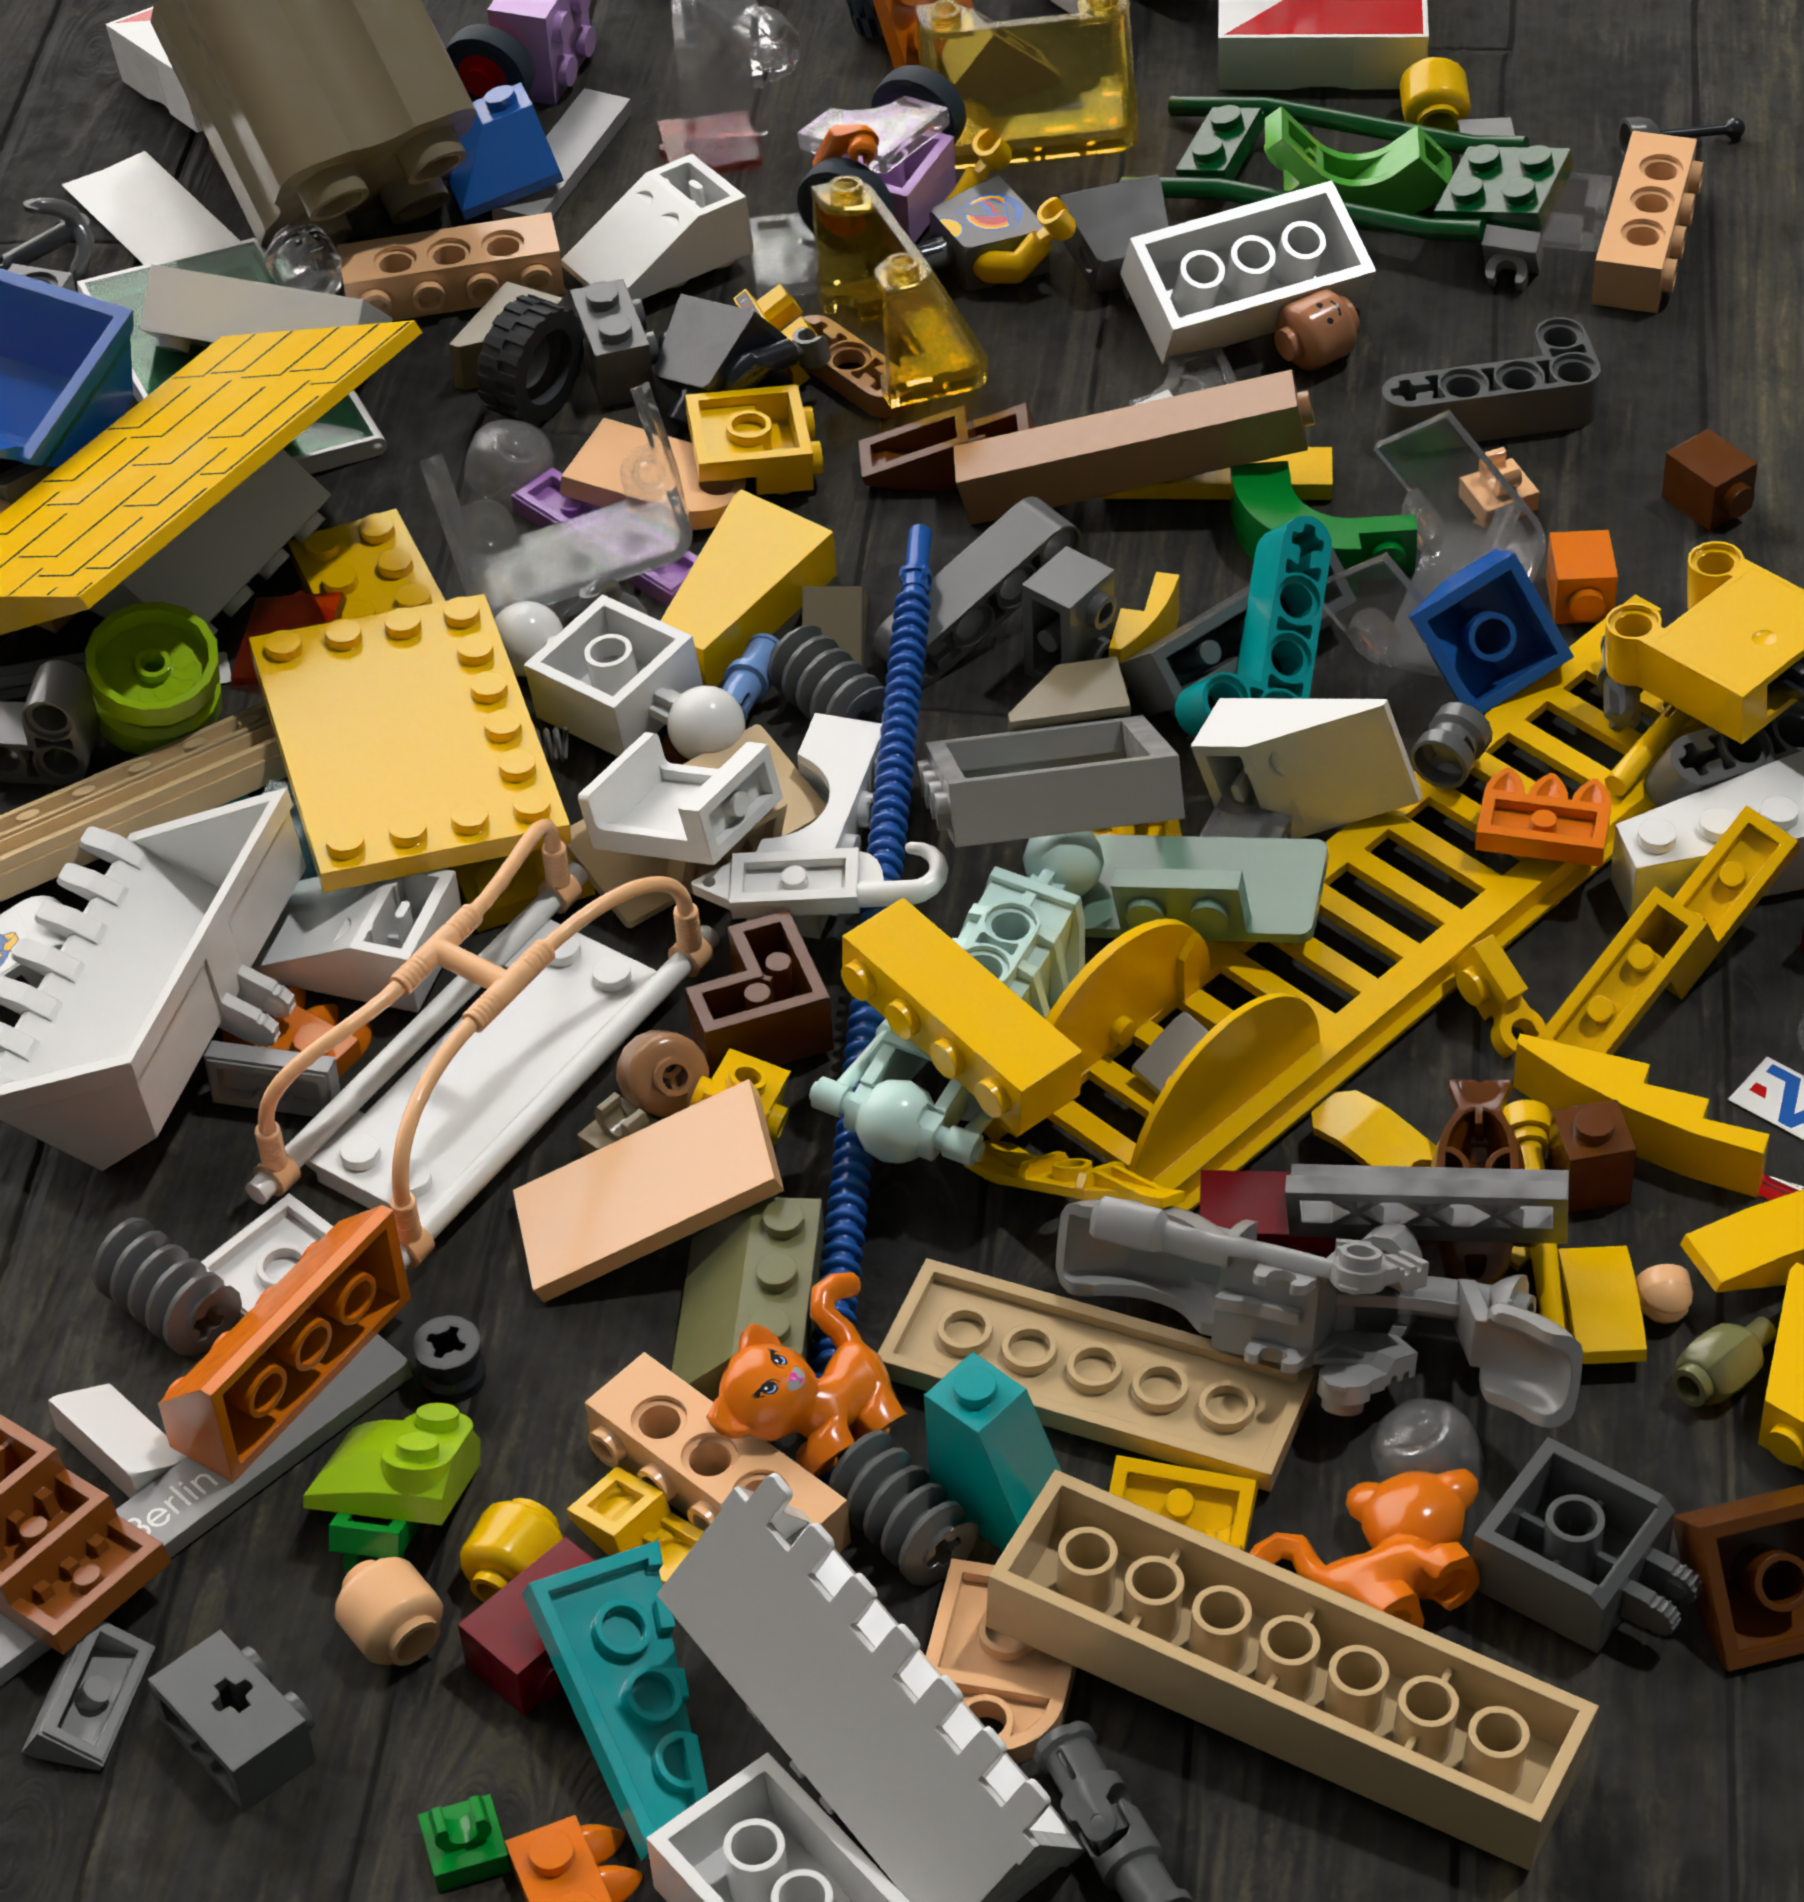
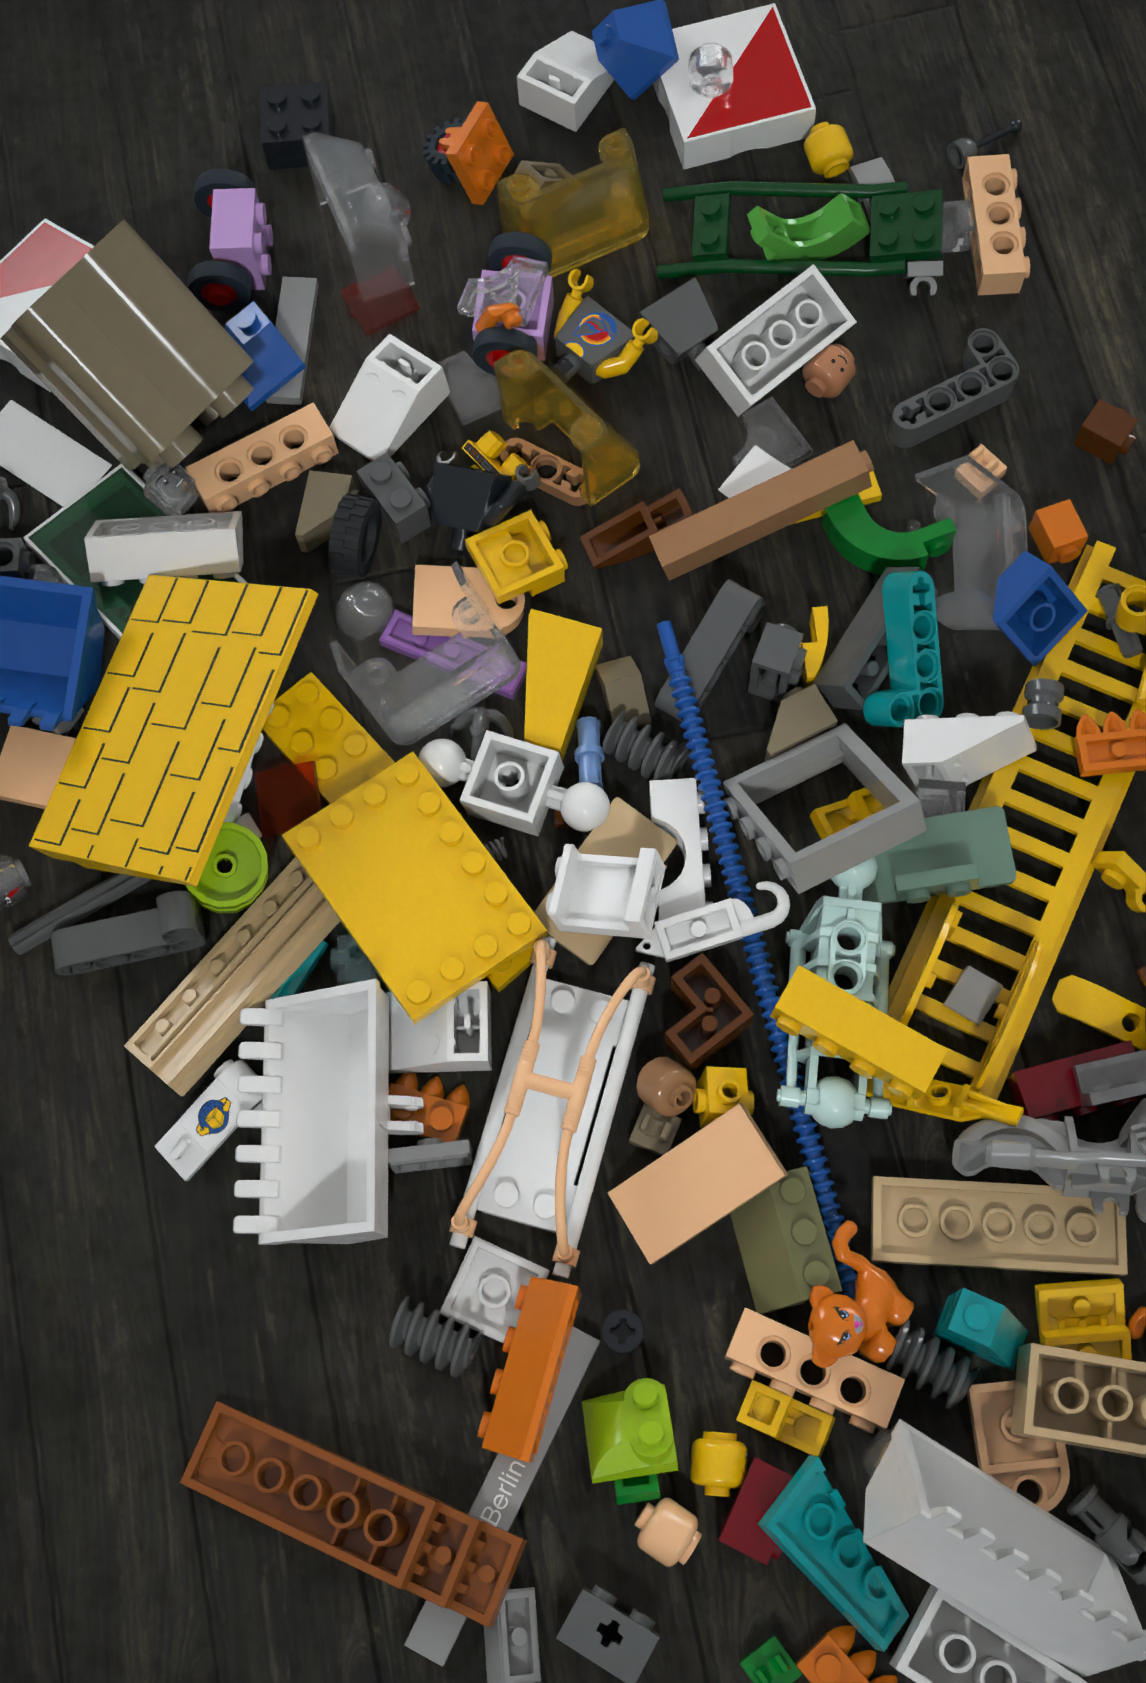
camera: 15 degrees left, 25 degrees up
(114, 1436) = (450, 1447): white slope -> none

